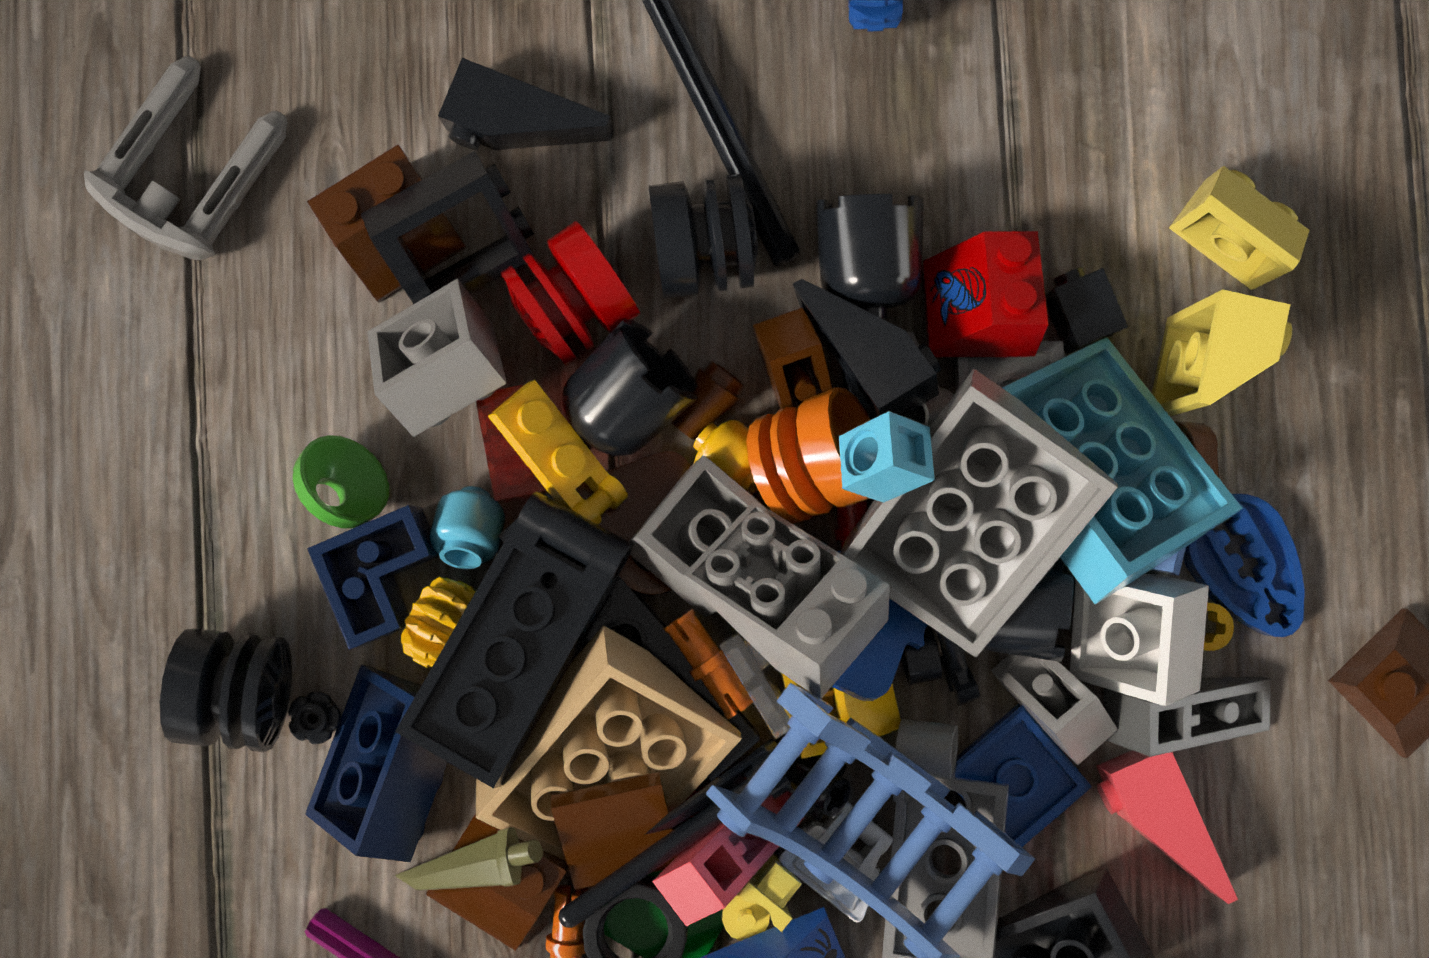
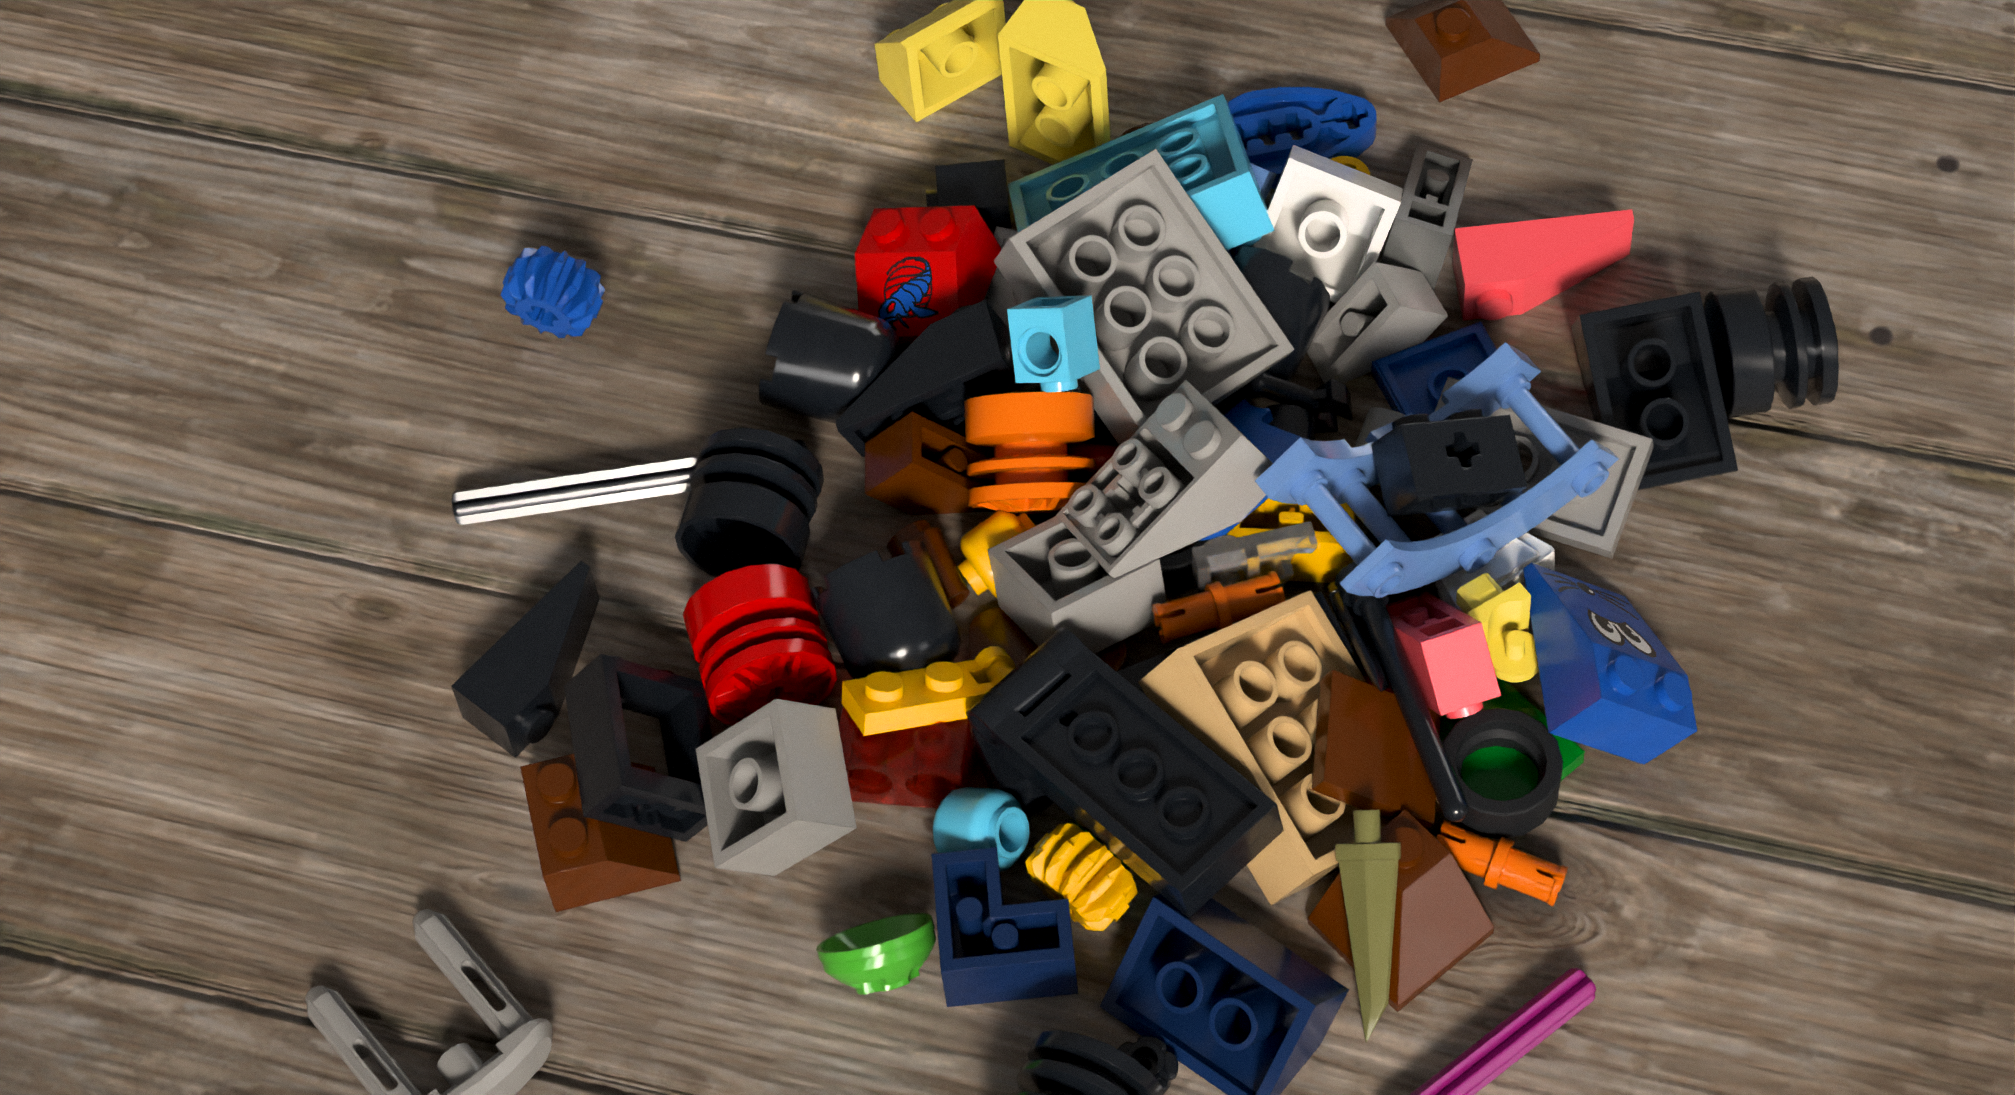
camera: 65 degrees left, 30 degrees down
(877, 837) = (1448, 463): none -> black brick

